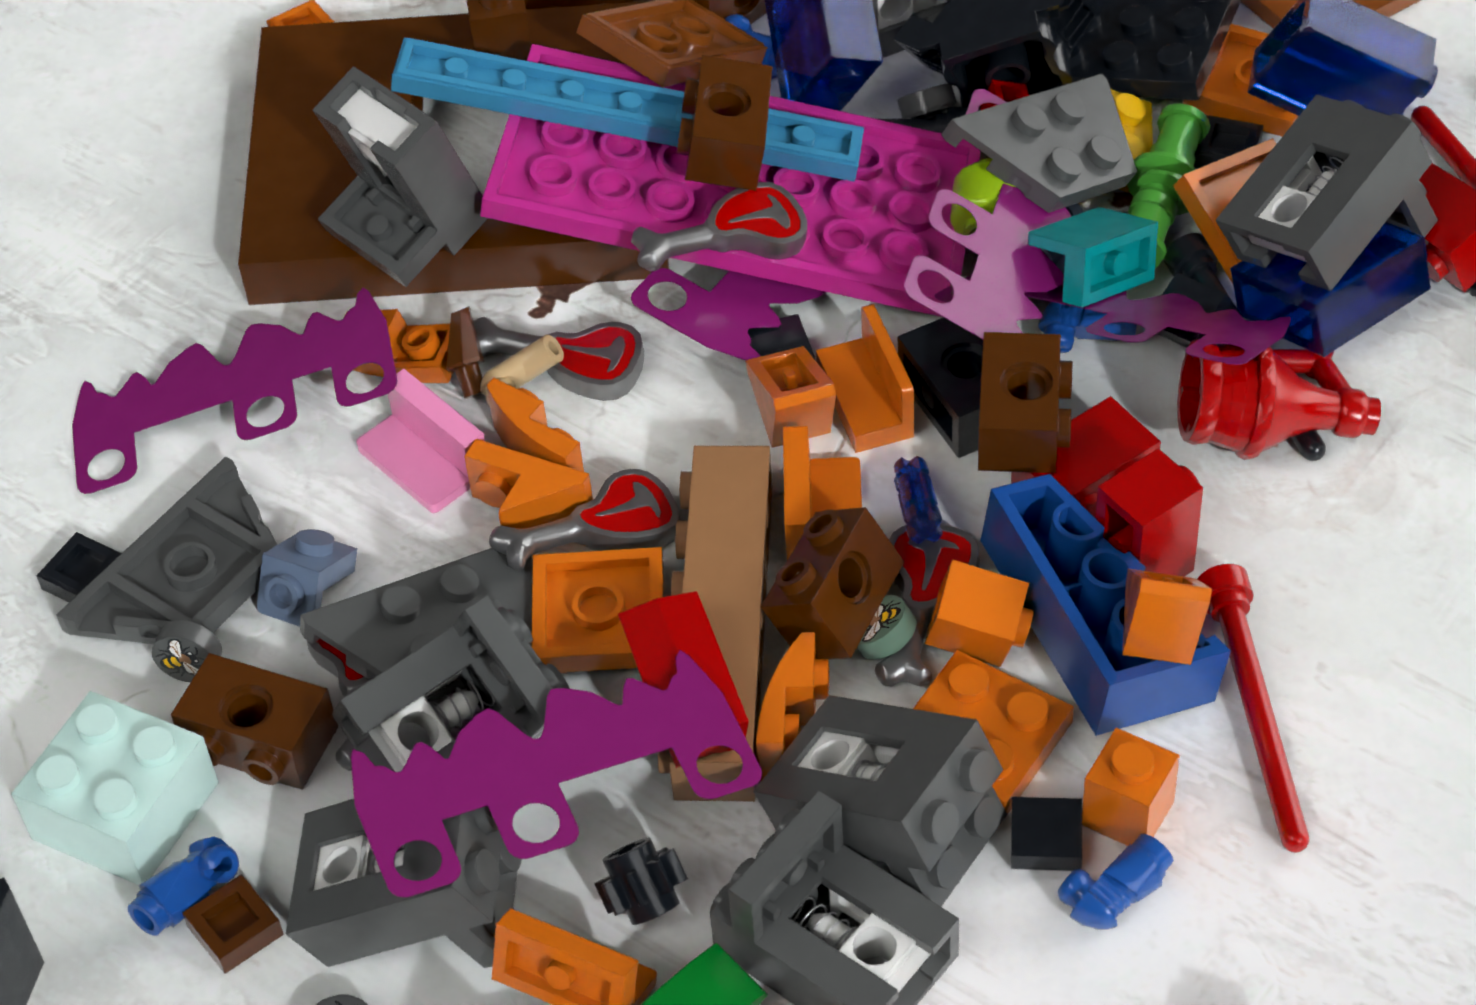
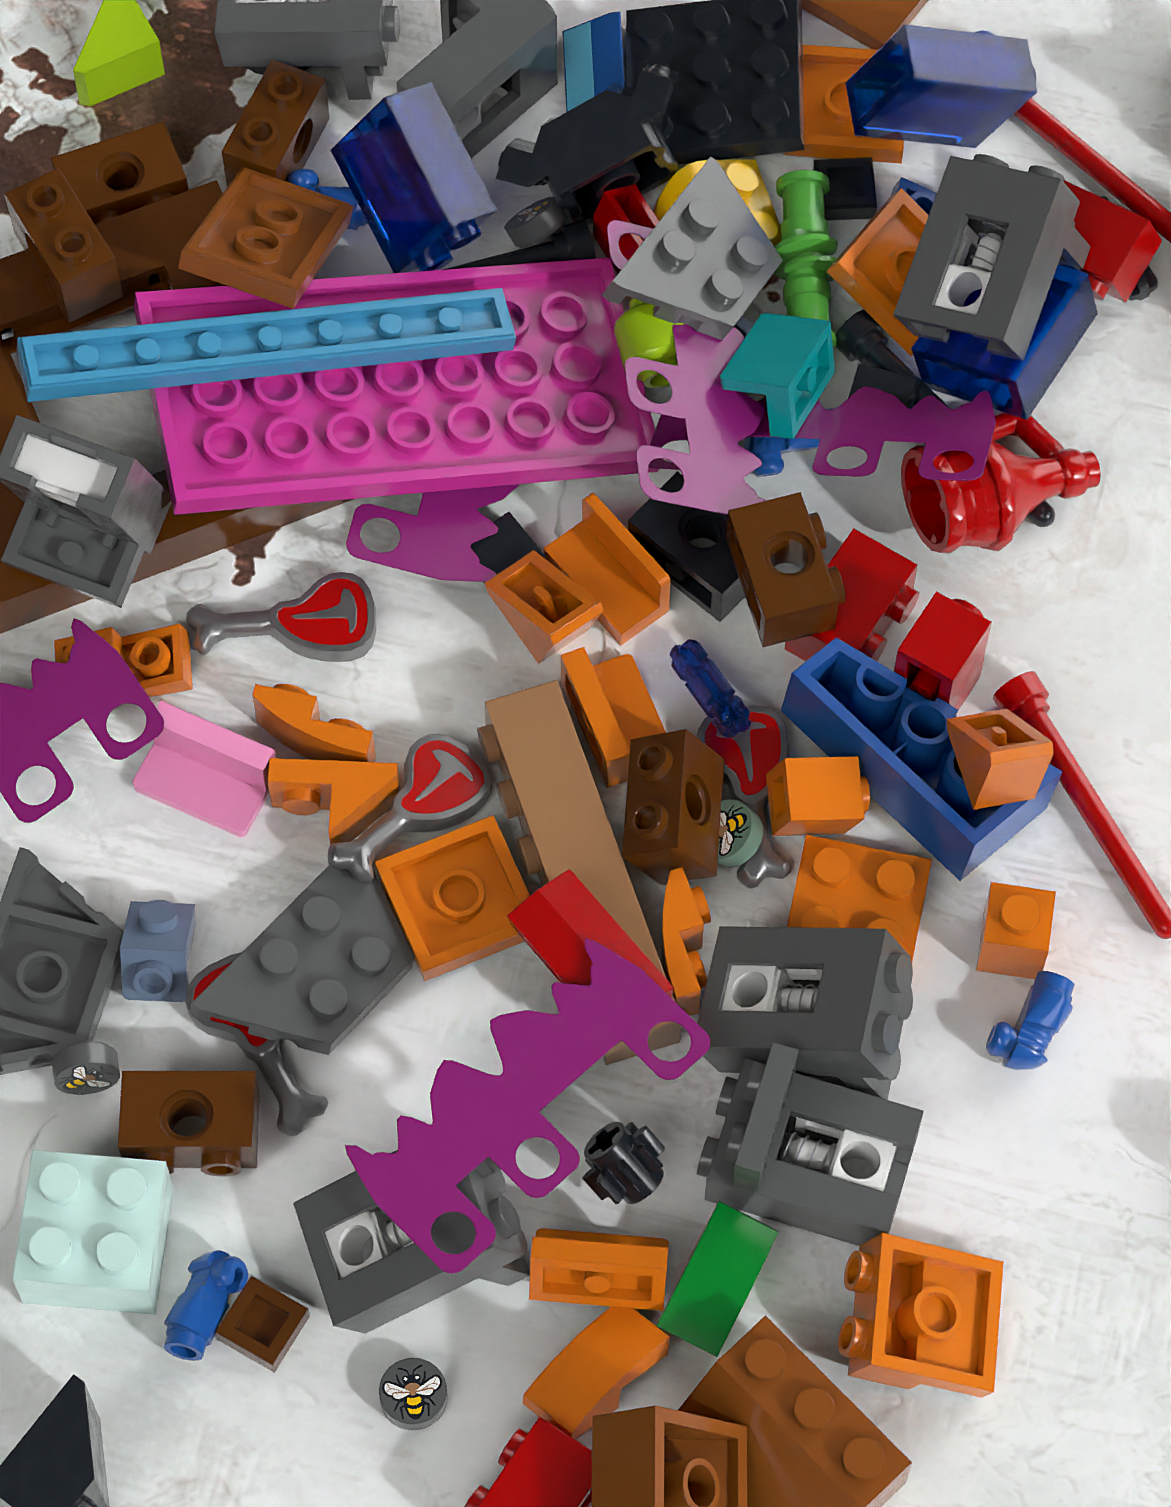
camera: 25 degrees left, 15 degrees up
(465, 353) = (201, 656): reddish brown bar -> none
(490, 657) = (415, 1005): dark grey brick -> none
(525, 364) = (263, 654): tan arm -> none
(727, 122) = (388, 309): reddish brown brick -> none
(753, 221) = (442, 435): flat silver piece -> none
(1046, 833) = (953, 992): black tile -> none

